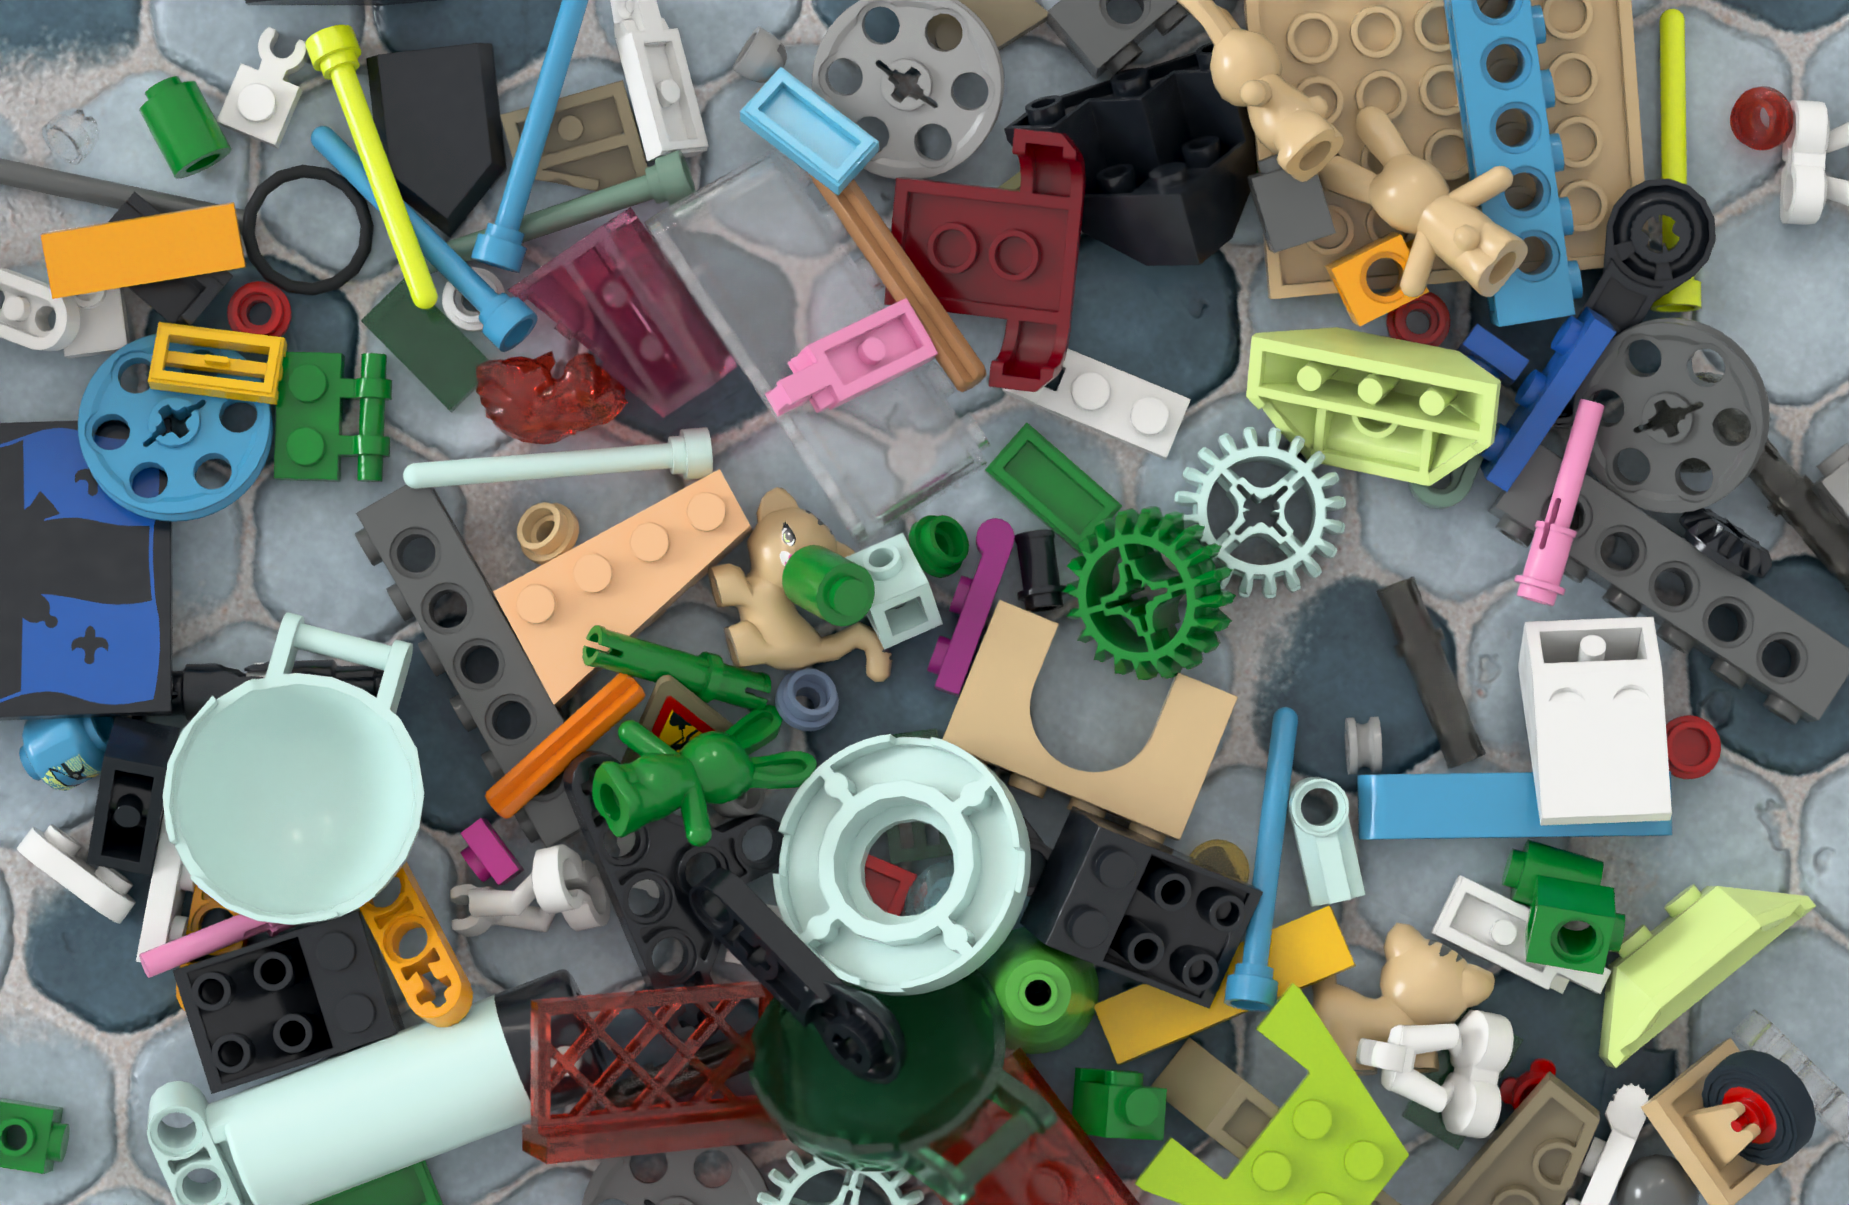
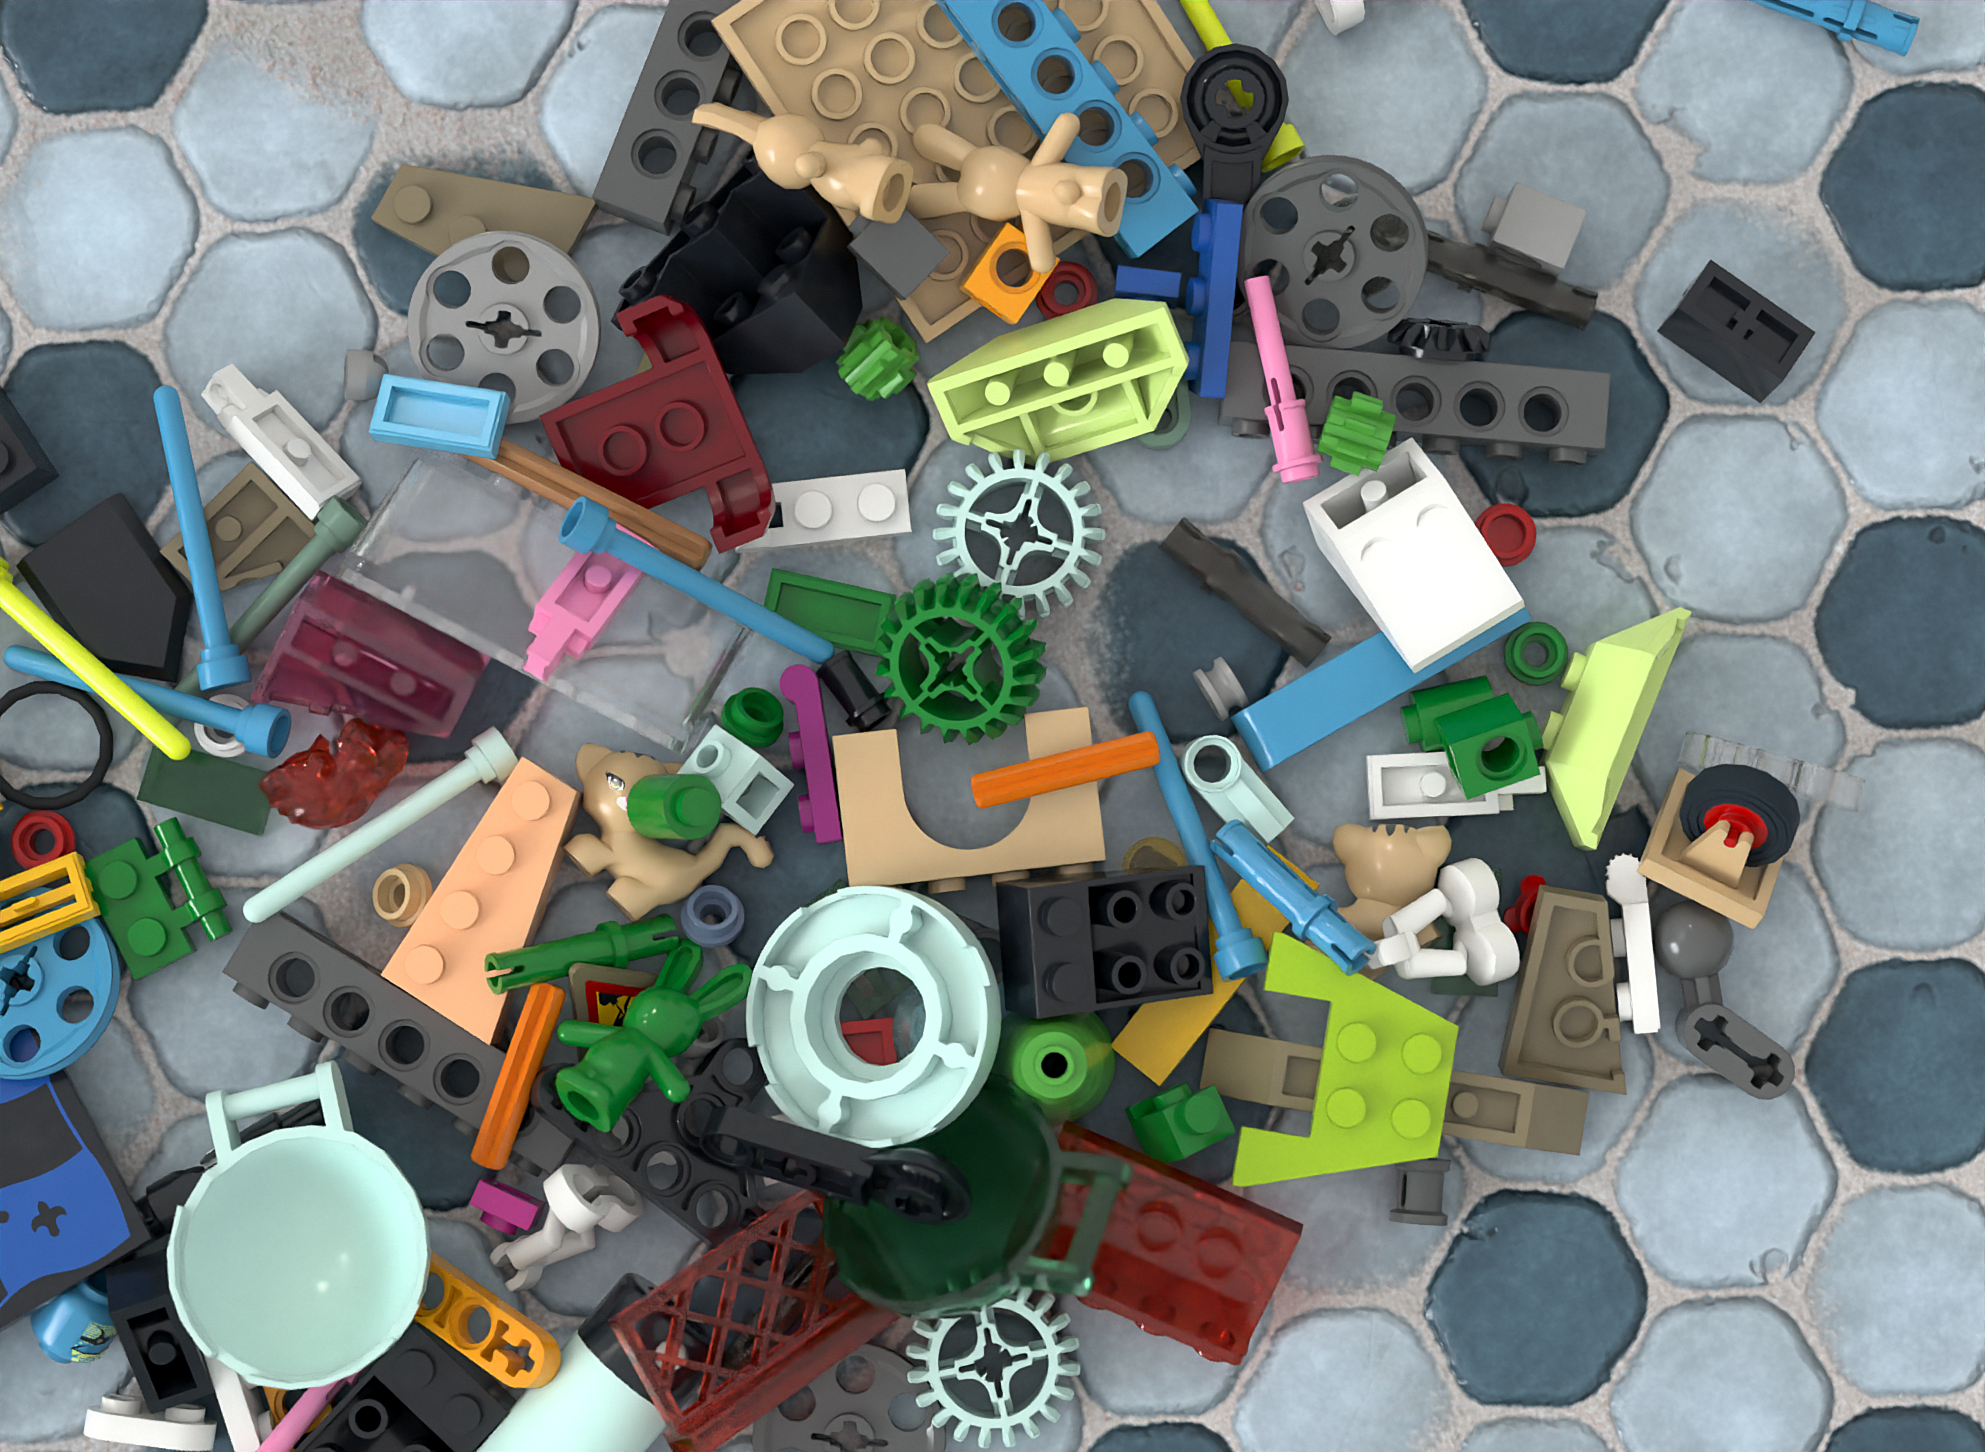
camera: 30 degrees left, 0 degrees up
(890, 304) = (591, 529): none -> dark azure piece
(1187, 741) = (1065, 769): none -> orange axle
(1220, 290) = (878, 359): none -> bright green gear
(1333, 985) = (1311, 914): none -> dark azure pin
(1605, 586) = (1356, 433): none -> bright green gear
(1678, 862) = (1549, 639): none -> green plate

